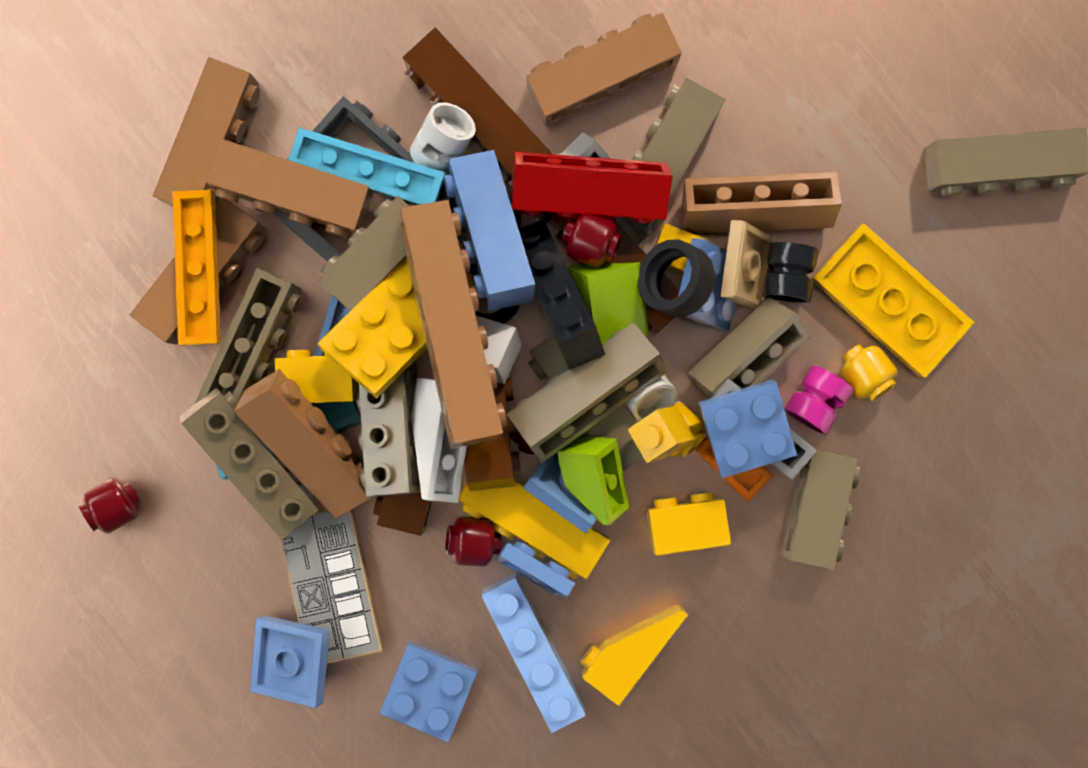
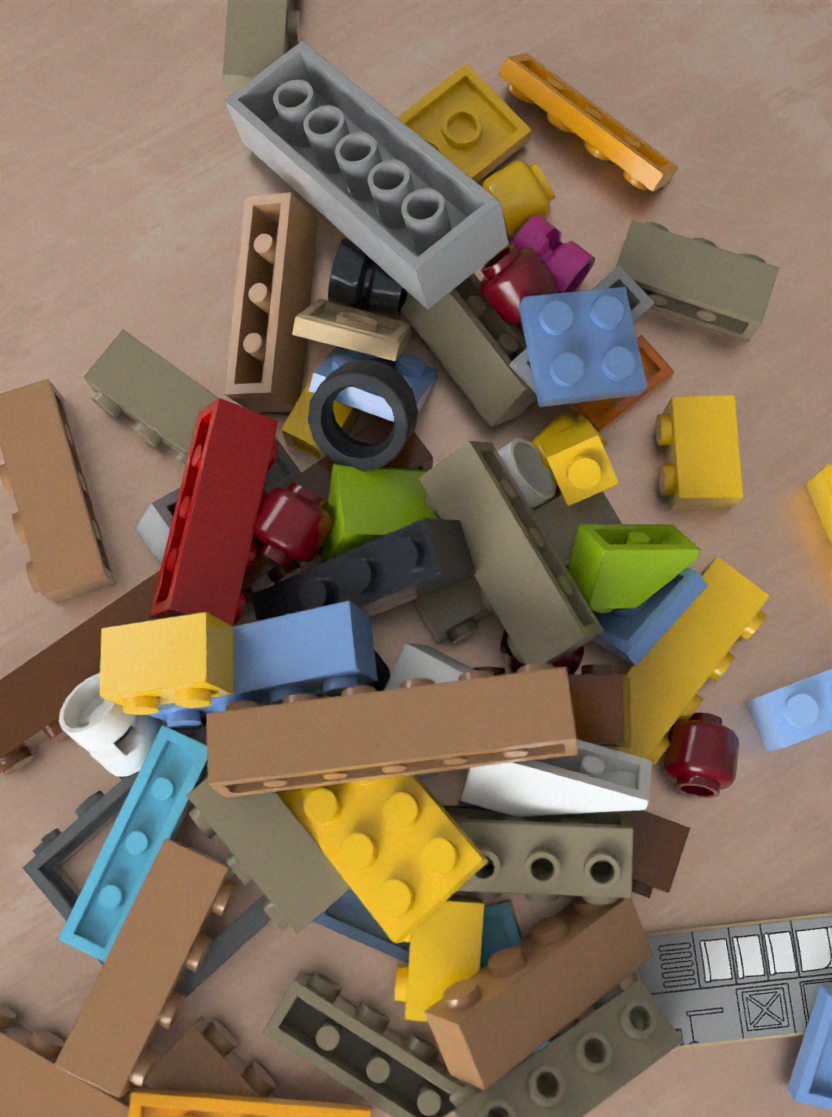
camera: 85 degrees left, 10 degrees down
(481, 169) = (167, 662): none -> yellow brick
(547, 576) = (761, 649): medium blue plate -> none
(795, 376) = (513, 276): none -> dark red head
(864, 256) = (369, 174): none -> light grey brick
(939, 419) = (574, 112): none -> light orange plate

